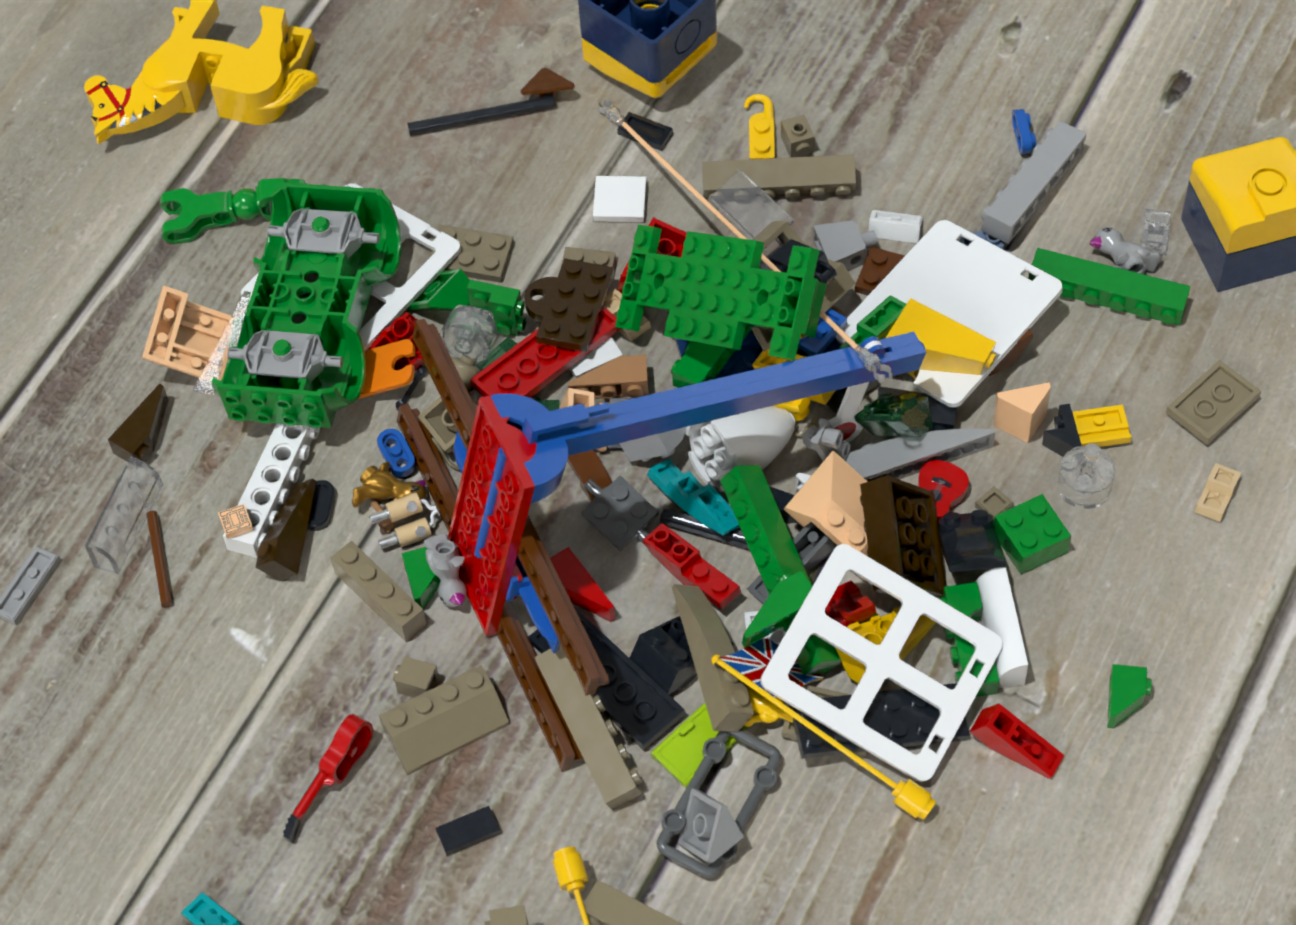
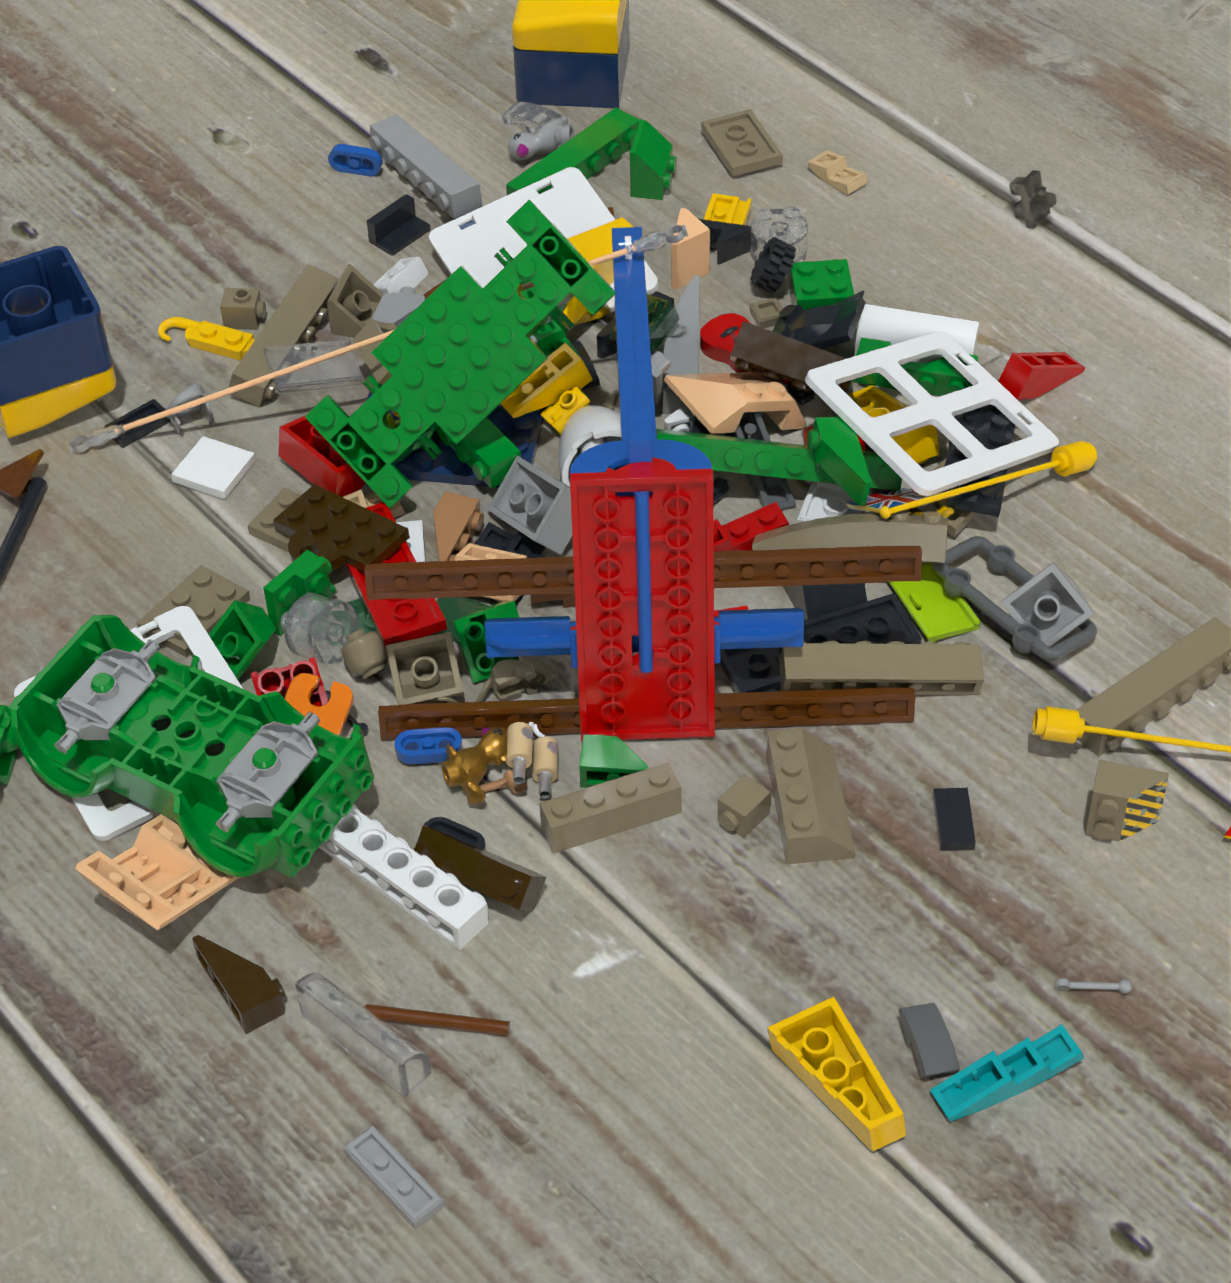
camera: 70 degrees left, 10 degrees down
(187, 825) = (838, 1070): none -> yellow wedge
(230, 338) = (195, 816): clear slope -> none
(235, 521) = (448, 906): light nougat tile -> none
(242, 876) = (930, 1039): none -> dark grey slope
(345, 750) = (813, 893): red piece -> none
(445, 563) = (623, 722): light grey animal -> none
(675, 151) = (192, 393): none -> light grey piece
(839, 204) = (352, 303): none -> dark tan slope
(956, 196) = (396, 226): none -> black panel
(1038, 482) = (773, 265): none -> black tyre
(1126, 692) = (1023, 289): green slope -> none
(1130, 340) = (650, 163): none -> green slope
(1250, 659) = (1035, 199): none -> clear smoke hips

